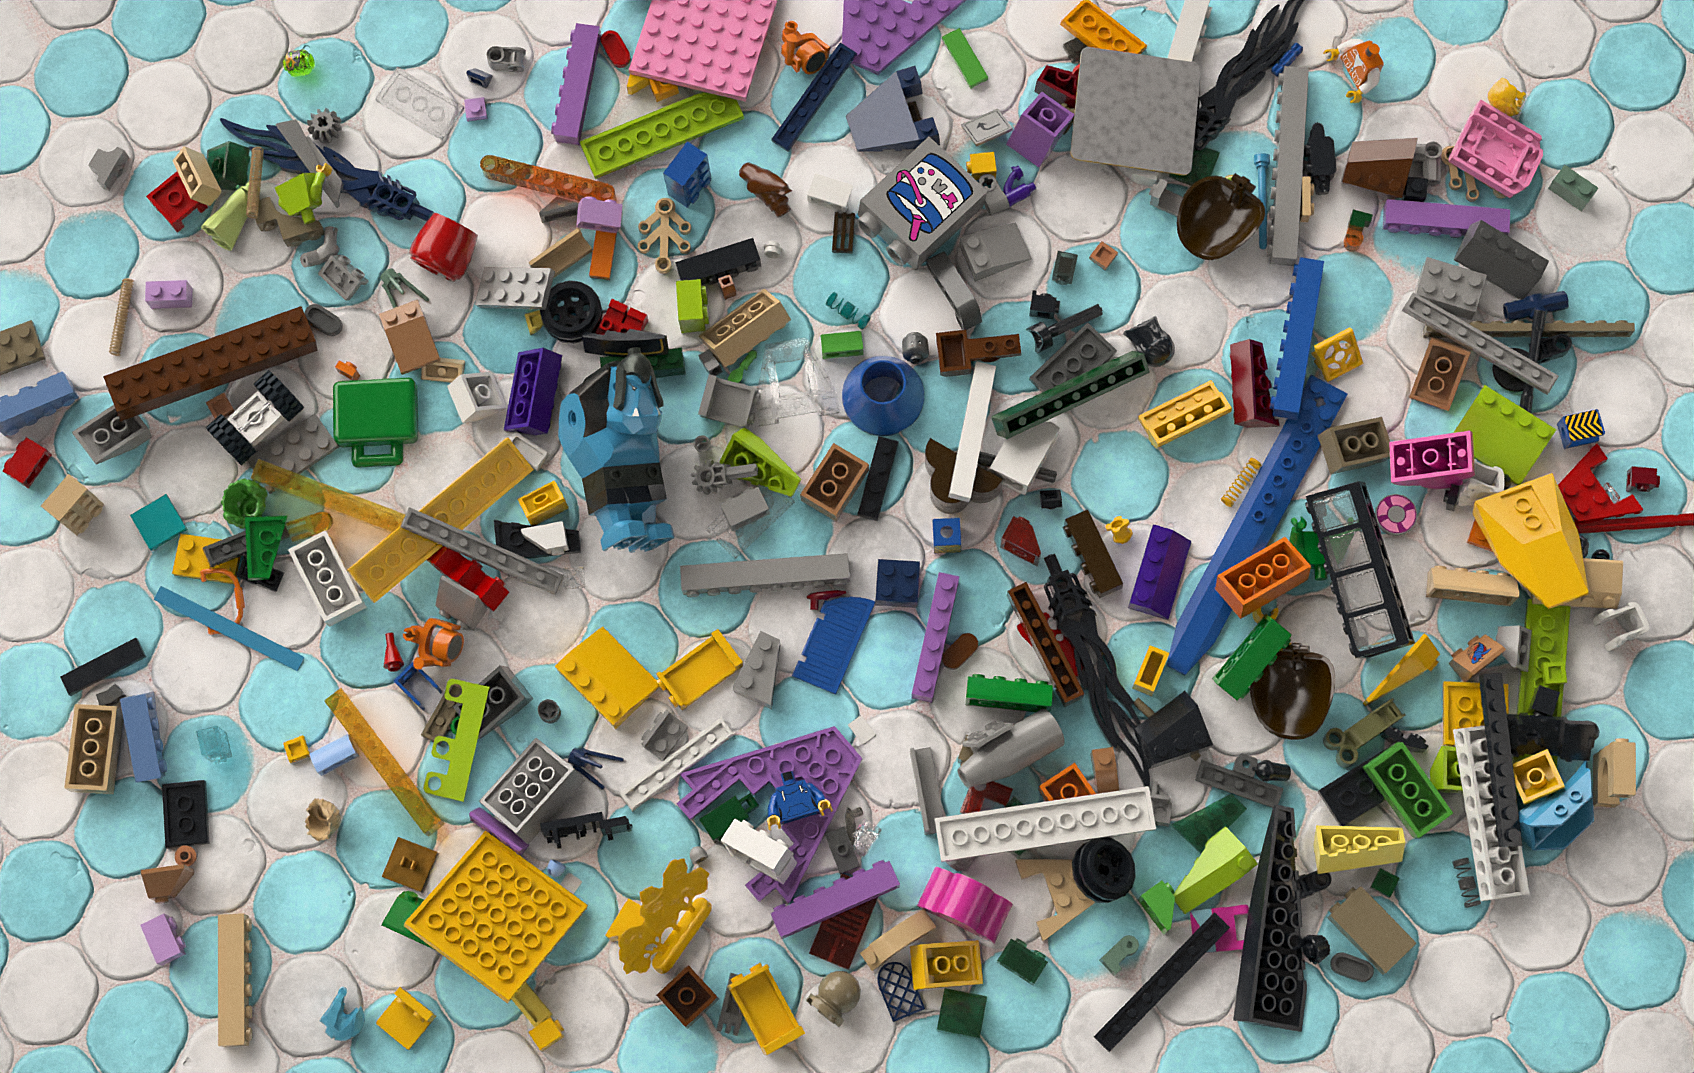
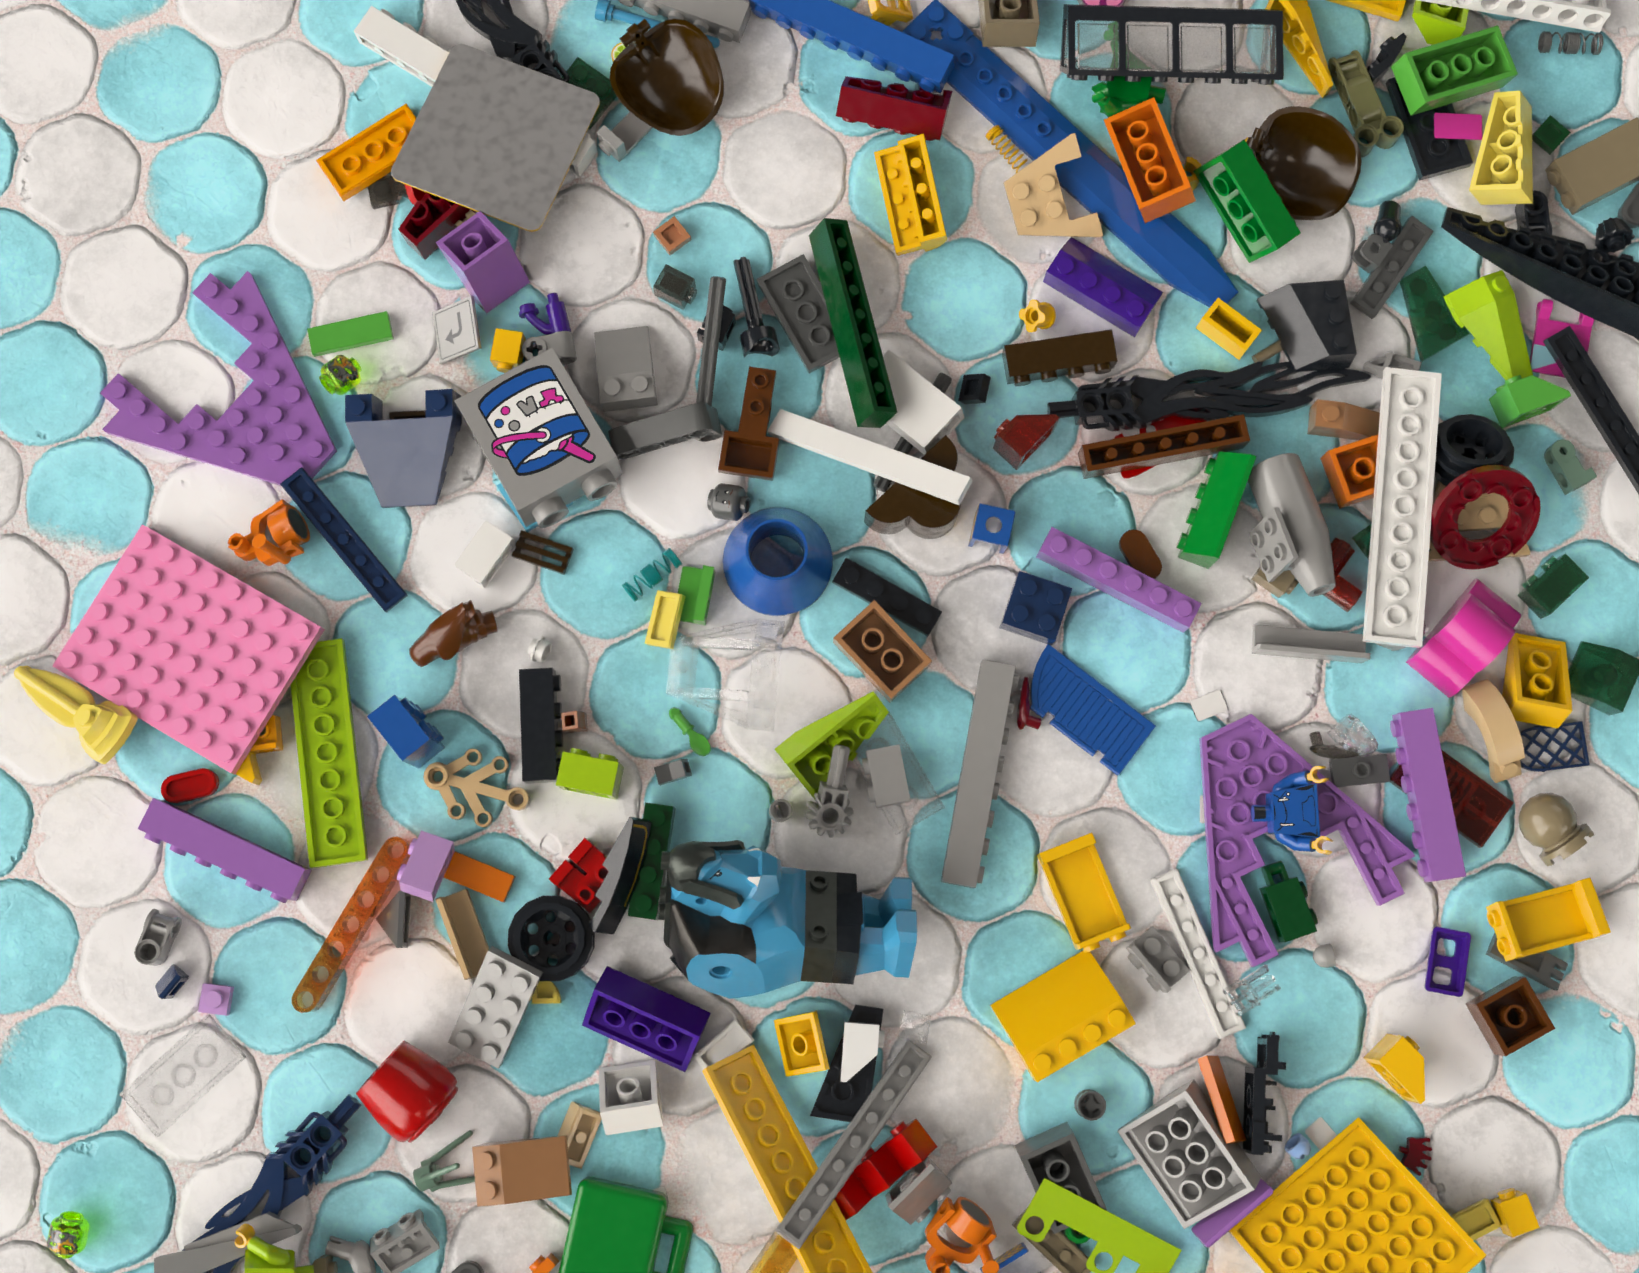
camera: 80 degrees left, 5 degrees up
(317, 125) = (164, 1212): light grey gear -> none
(572, 955) = (1414, 1154): none -> dark red piece
(576, 800) = (1221, 1099): none -> orange tile
(580, 758) = (1163, 1079): dark blue plant -> none
(649, 795) = (1250, 991): none -> clear arm
(661, 910) = (1411, 1014): yellow plant -> none
(716, 936) = (1456, 963): none -> dark purple piece
(729, 402) = (734, 758): light grey panel -> none
(745, 327) = (636, 713): tan slope -> none
(759, 671) = (1106, 813): light grey wedge -> none
(768, 855) = (1349, 874): white piece -> none
(817, 328) = (665, 619): none -> light yellow tile
(931, 59) = (340, 375): none -> head
(1027, 301) = (711, 340): none -> dark grey axle
(1030, 897) = (1468, 487): none -> dark red plate
(1152, 342) = (805, 207): black piece -> none
(1209, 508) = (1038, 199): none -> tan wing
(1368, 807) = (1458, 126): none -> dark pink sticker

